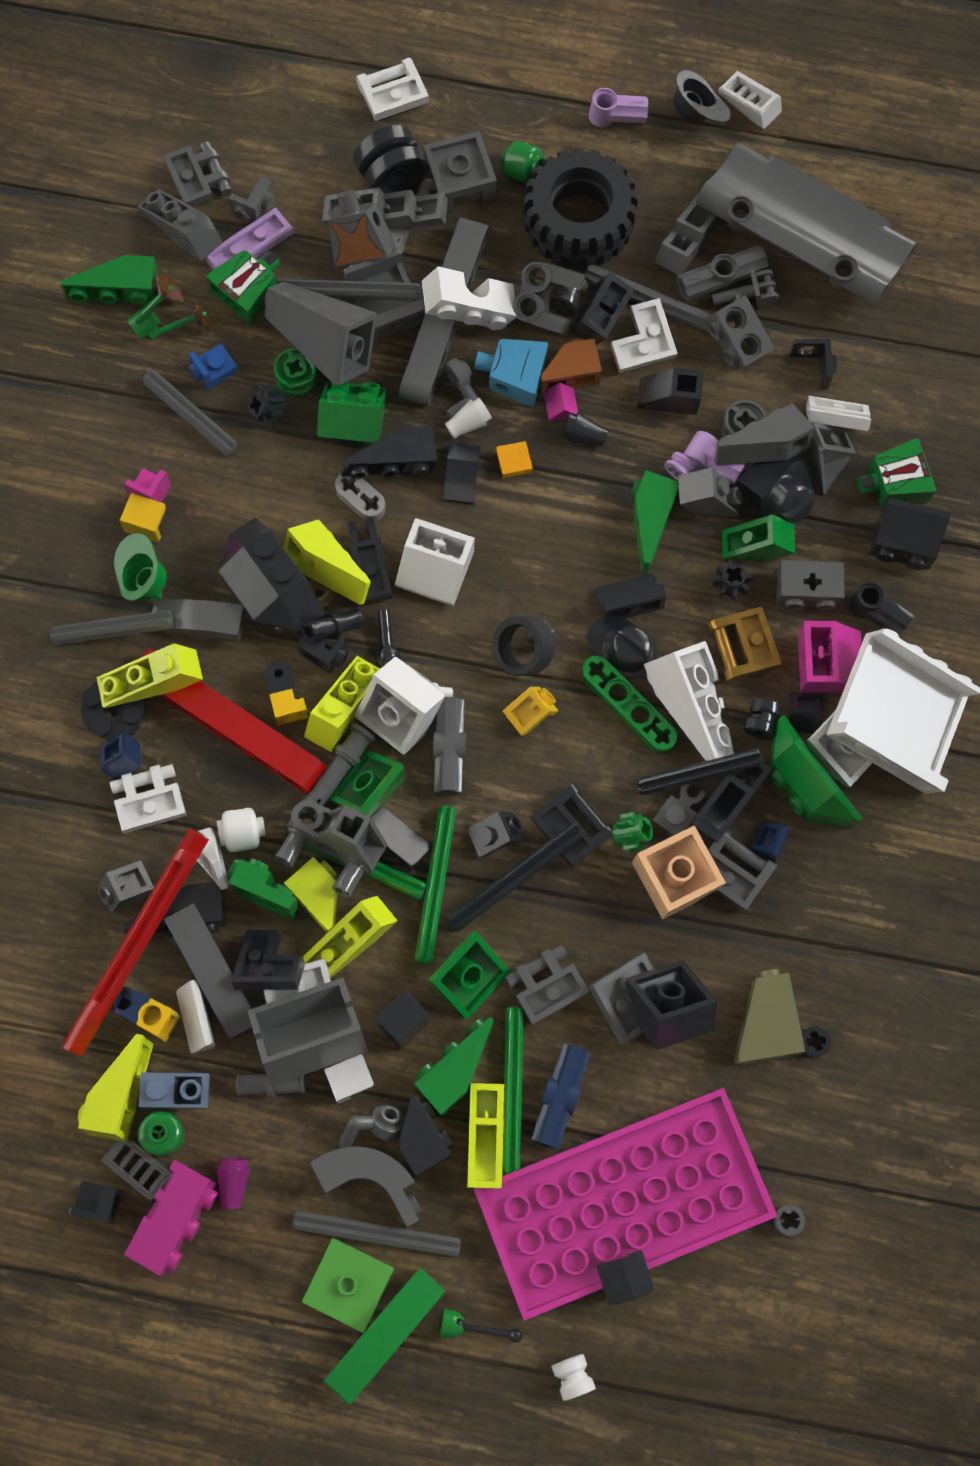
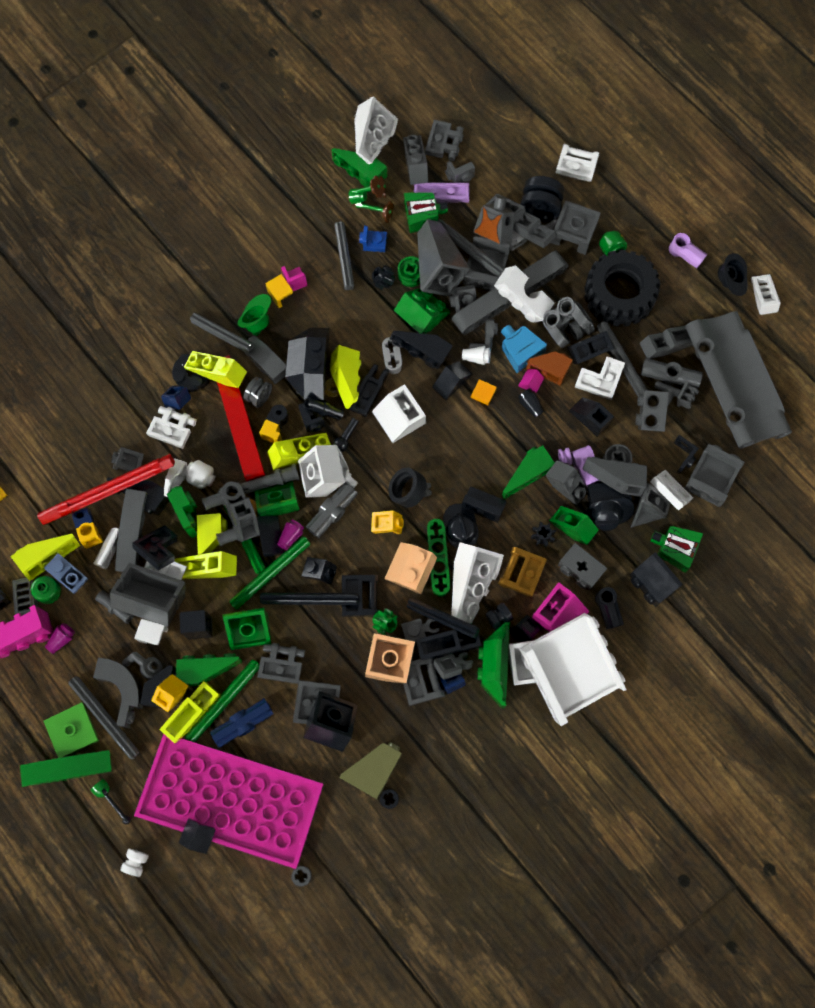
camera: 45 degrees right, 0 degrees up
(93, 218) = (373, 128): none -> white wedge
(223, 663) = (257, 392): none -> dark grey wheel
(391, 358) = (462, 296): none -> dark grey bracket
(422, 815) = (290, 534): none -> magenta cone
(444, 1130) = (169, 693): none -> yellow panel
(607, 741) = (411, 567): none -> light nougat slope
(757, 823) = (450, 666): none -> dark grey plate
(869, 360) = (714, 475): none -> dark grey panel

